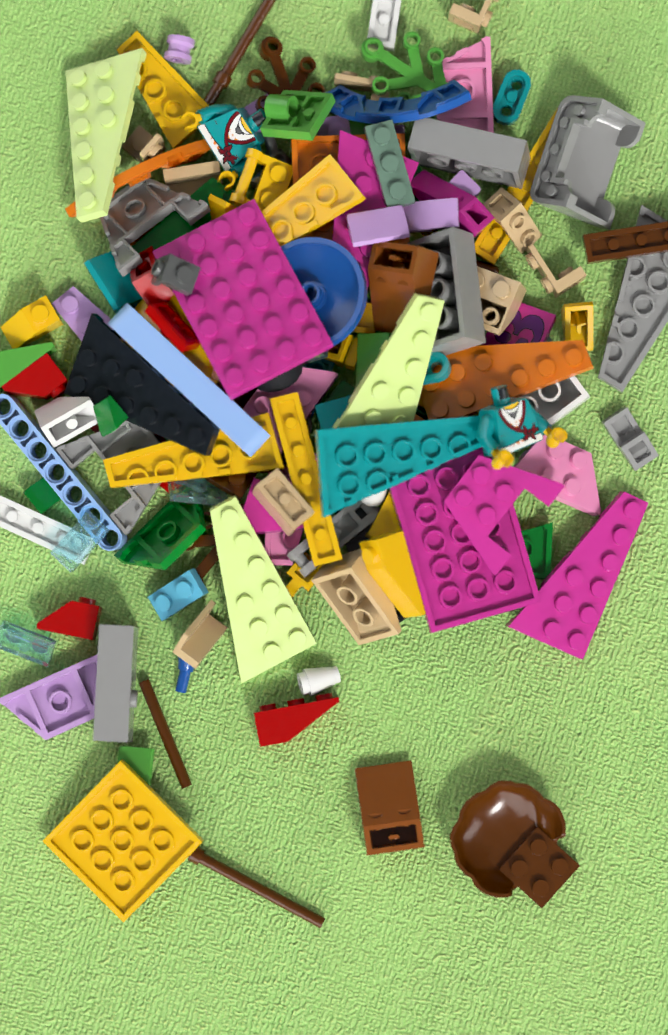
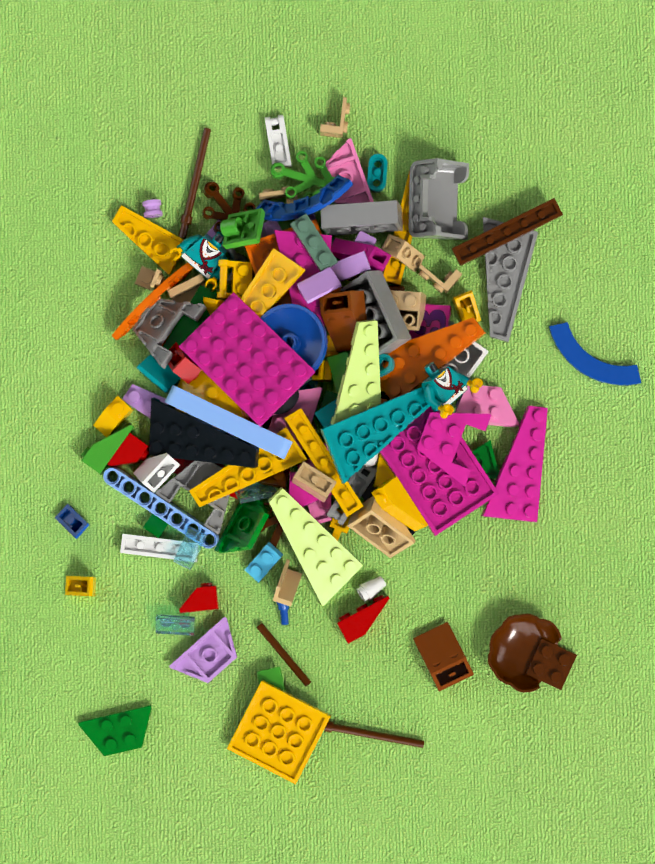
camera: 20 degrees left, 0 degrees up
(99, 123) = (116, 271): yellowish green wing -> none
(109, 415) = (183, 461): green slope -> none
(116, 683) = (242, 632): light grey brick -> none
(172, 326) = (207, 391): red plate -> none
(175, 274) = (199, 357): dark grey bracket -> none
(630, 438) = (522, 370): light grey slope -> none

